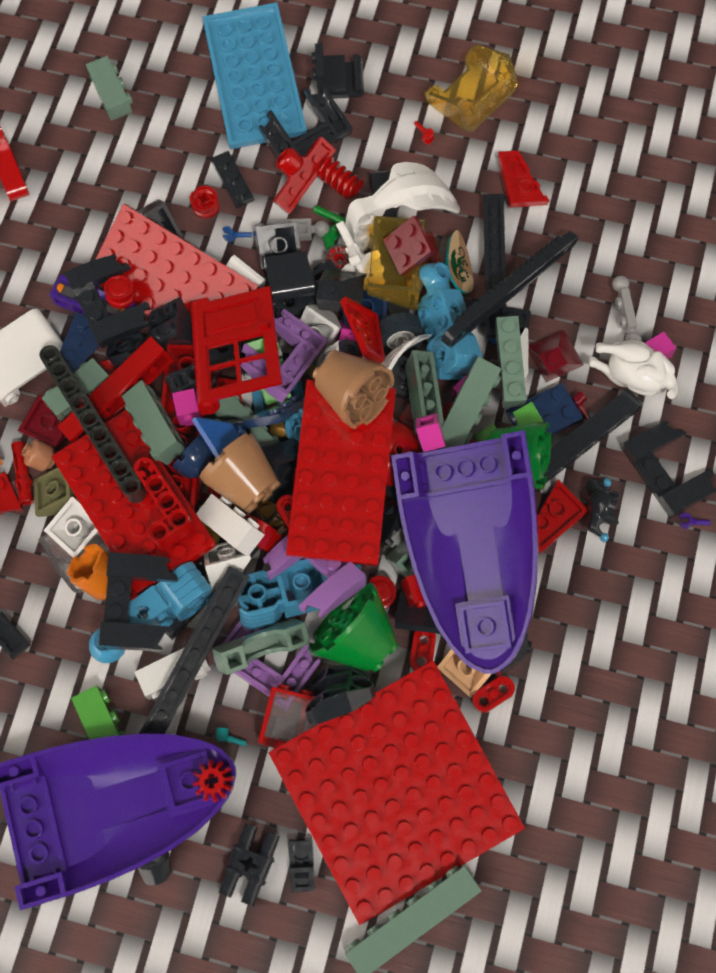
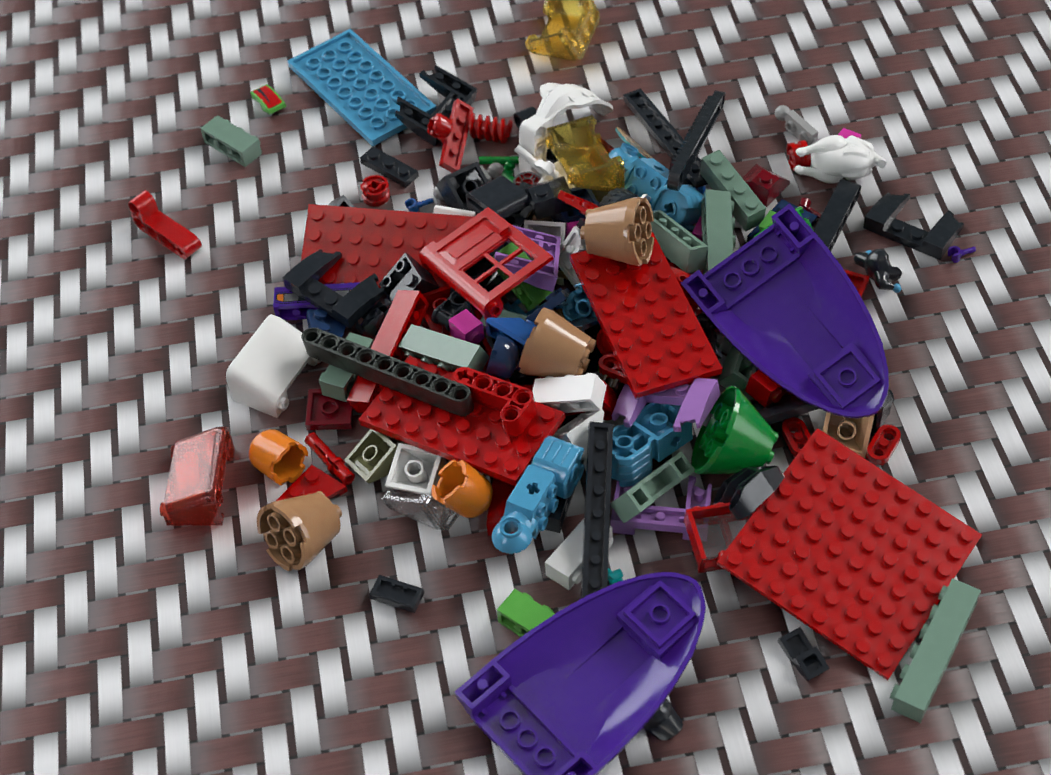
camera: 25 degrees left, 20 degrees down
(38, 455) = (340, 434): nougat head -> none
(116, 630) = (519, 509): black wedge -> none
(119, 292) = (342, 275): red wheel -> none
(165, 53) = (268, 99): none -> slope
(190, 710) = (615, 576): none -> teal hand
(207, 774) = (682, 603): red gear -> none
(236, 869) = (765, 674): black pin -> none
(339, 77) = (432, 55): black piece -> none
(408, 245) = (590, 139): dark red plate -> none
(427, 136) = (544, 74): red hand -> none
(430, 432) = (703, 254): dark pink brick -> none
(518, 182) = (645, 77): red wing -> none
(606, 337) = (795, 160): none -> red wheel

